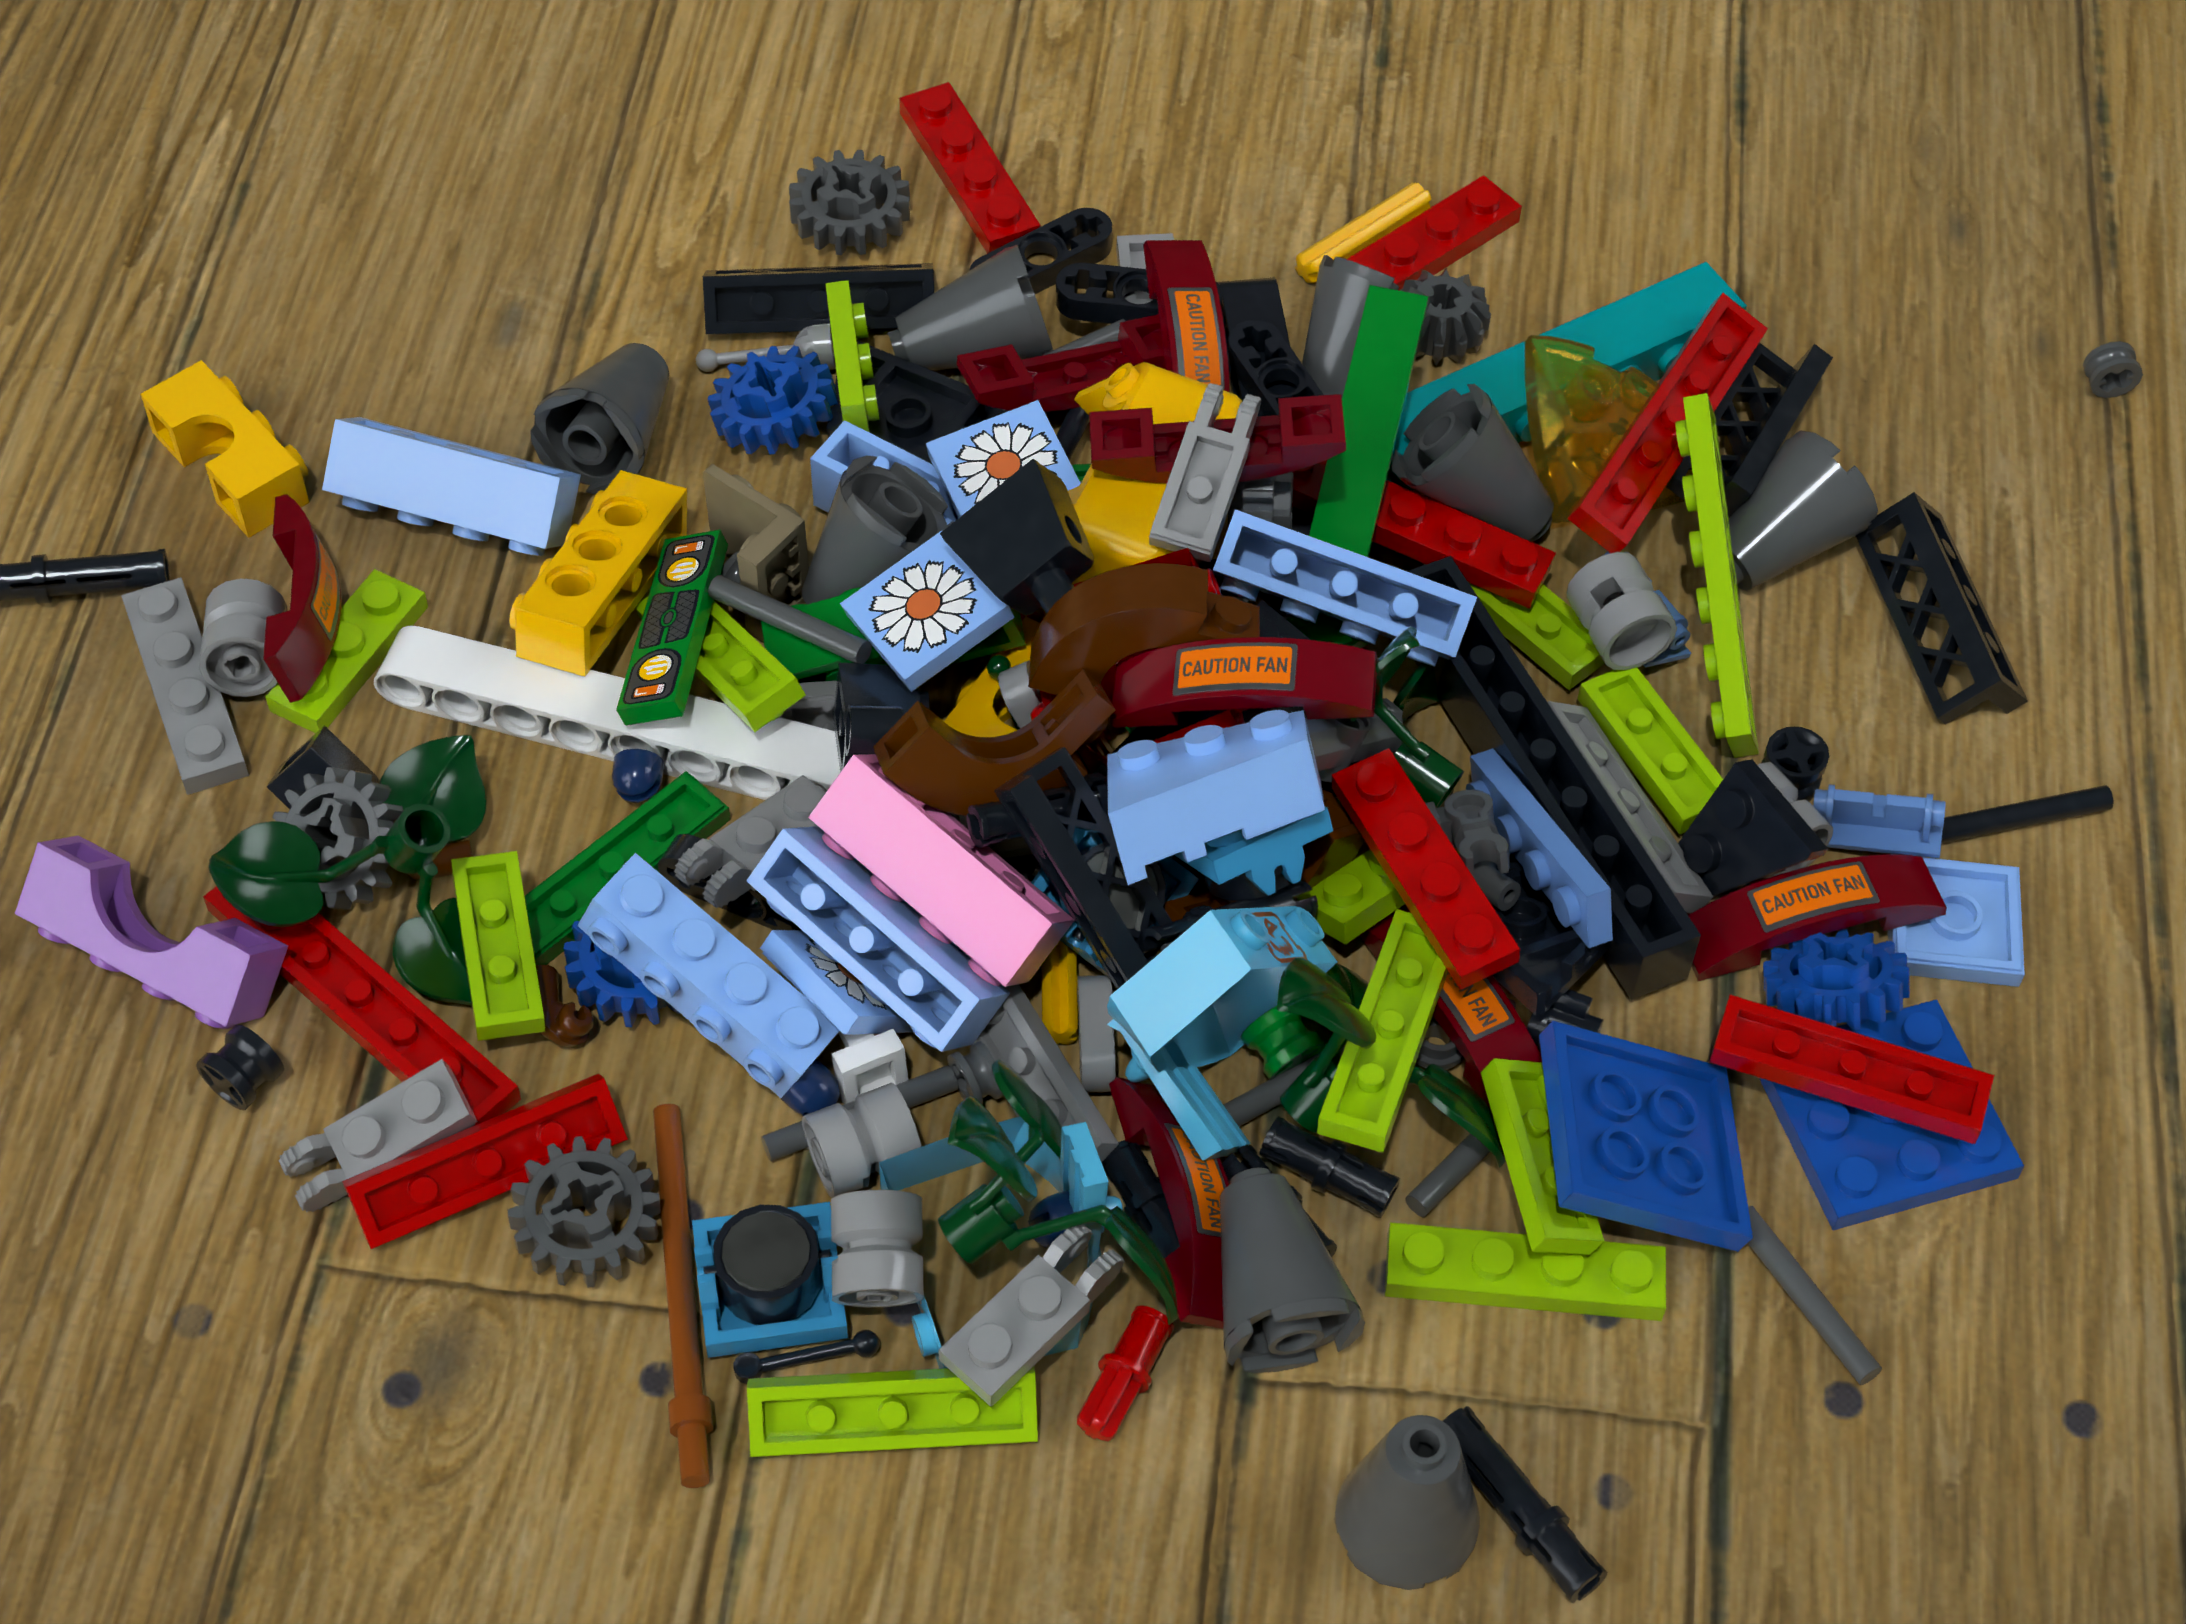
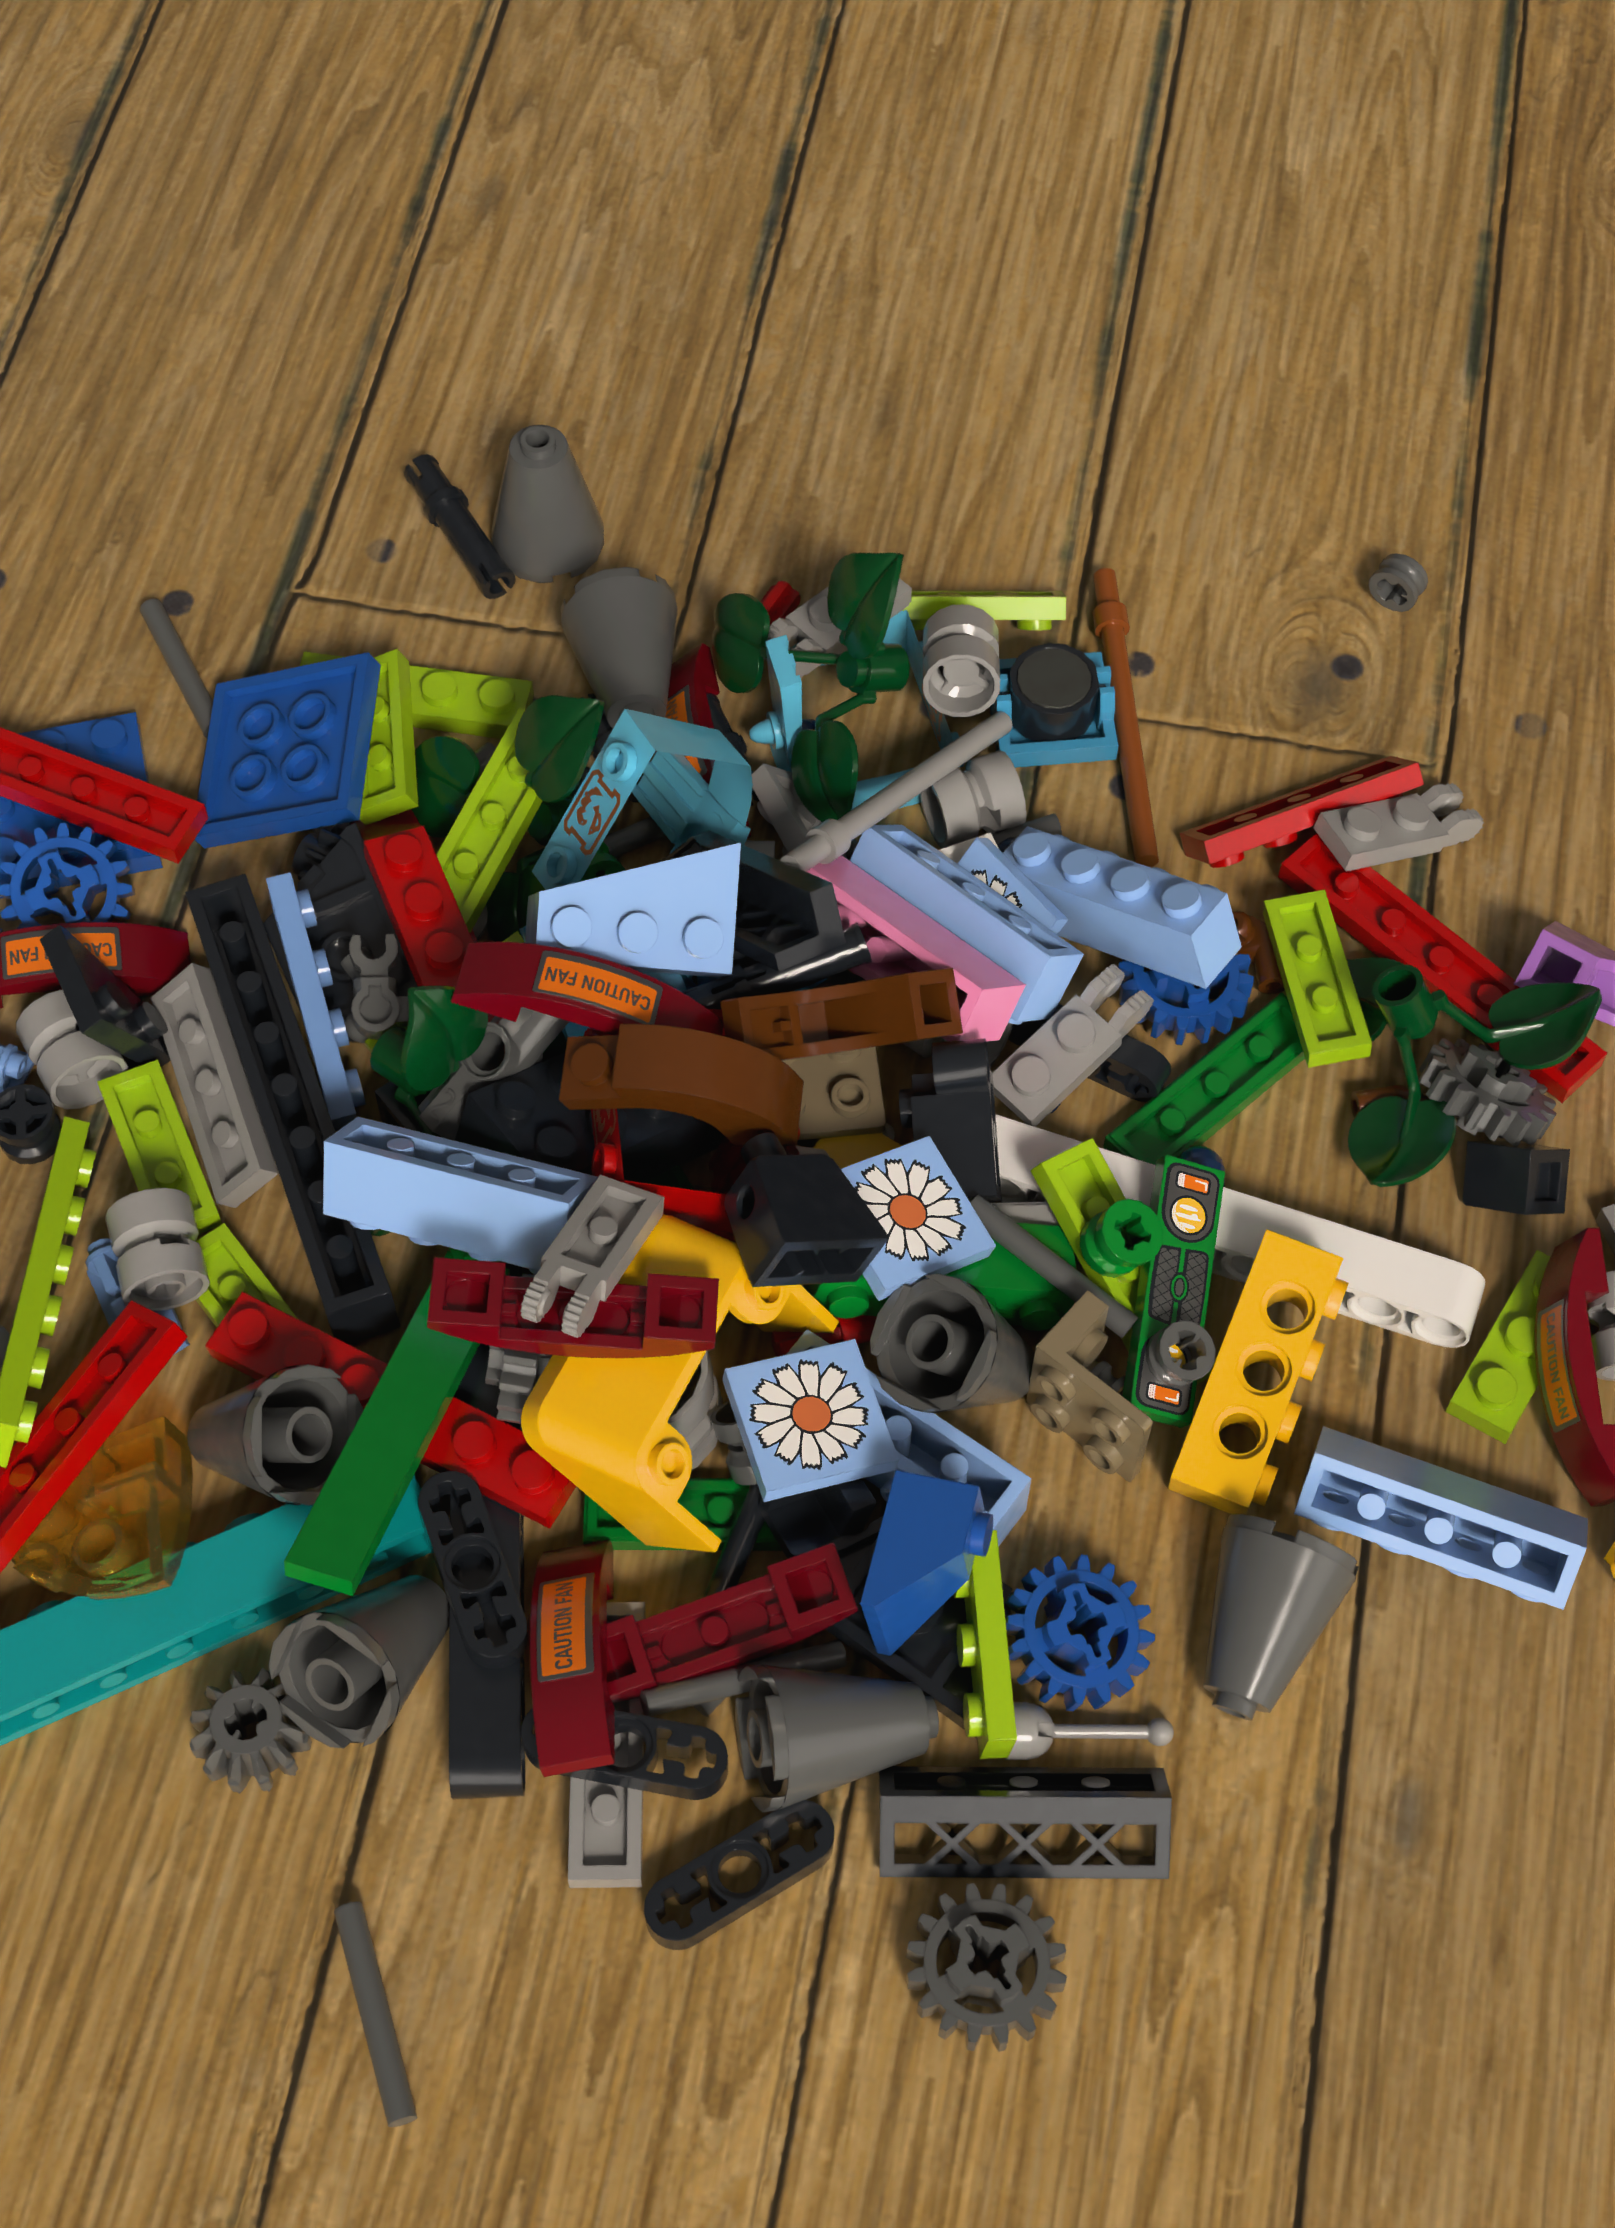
camera: 175 degrees left, 5 degrees up
(240, 1067) = (1535, 897): black wheel -> none
(322, 1479) = (1398, 582): none -> dark grey bush
(606, 1189) = (1211, 760): dark grey gear -> none
(671, 560) = (1190, 1335): none -> dark grey bush
(721, 629) = (1106, 1247): none -> green wheel
(900, 368) = (921, 1554): none -> blue slope
(967, 166) = (826, 2053): red plate -> none
(1018, 938) = (834, 837): none -> light grey bar
(1303, 173) = (375, 2014): none -> dark grey bar
(1364, 229) = (316, 1899): yellow axle -> none
(1442, 232) = (247, 1874): red plate -> none

